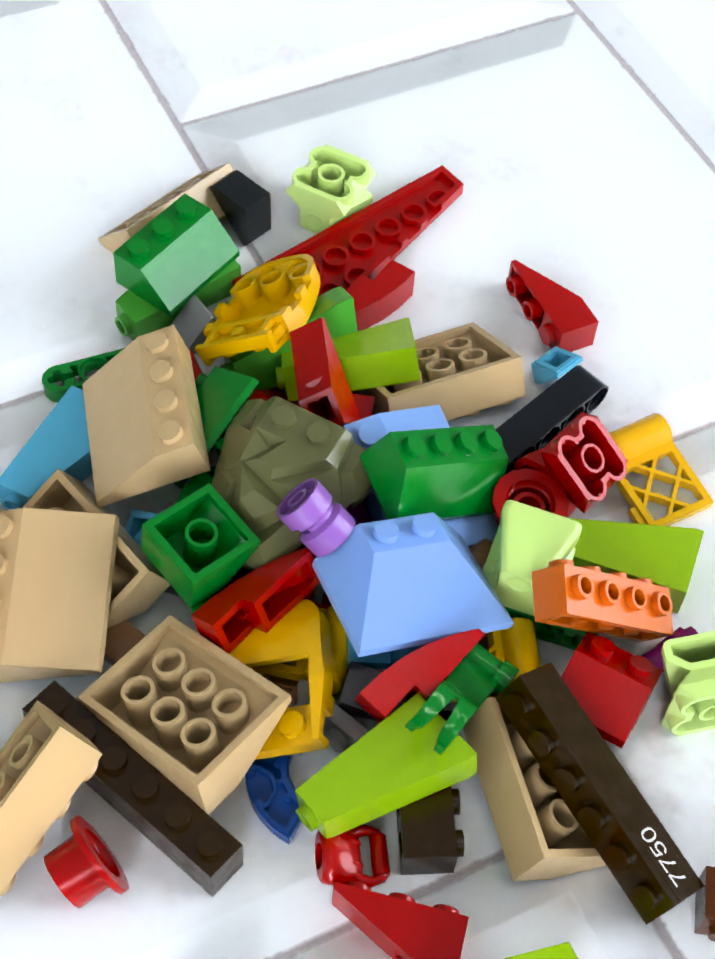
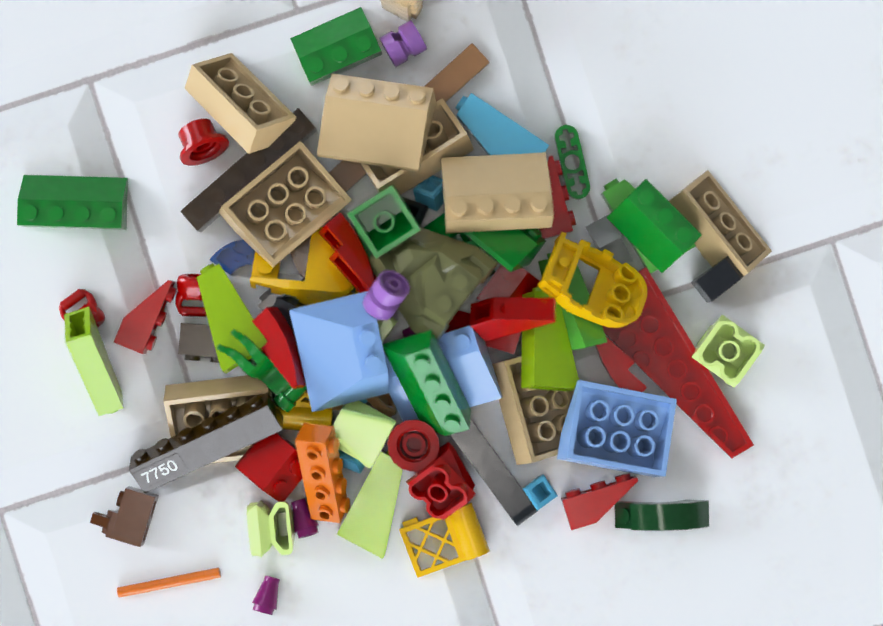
camera: 100 degrees right, 35 degrees up
(456, 280) = (618, 429): none -> light blue slope
(557, 238) = (662, 515): none -> dark green arch

